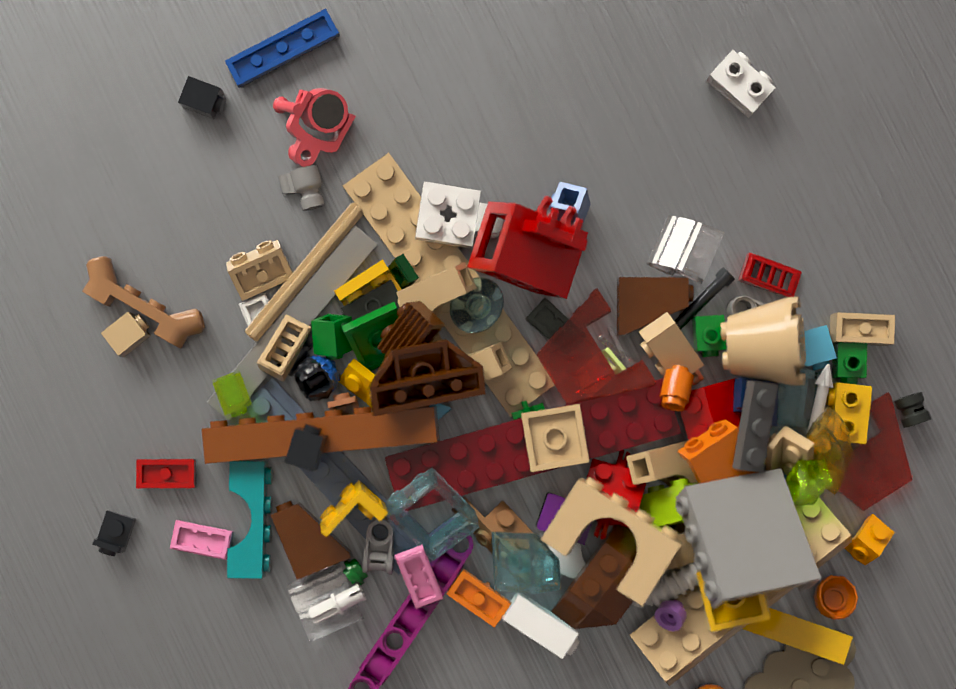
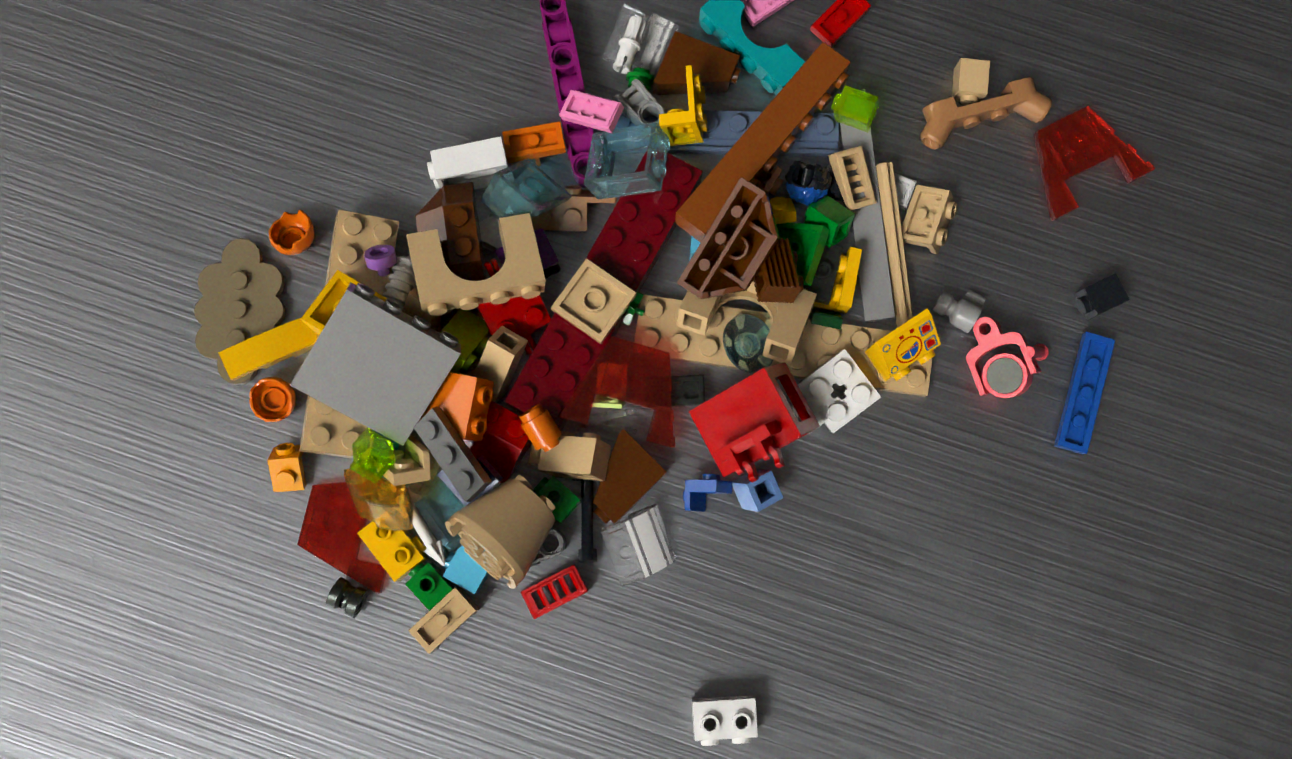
camera: 130 degrees right, 5 degrees down
(104, 215) = (1076, 146): none -> clear red wing
(306, 447) = (764, 114): black brick -> none
(375, 196) = (904, 346): none -> yellow slope
(608, 245) = (696, 490): none -> blue bracket

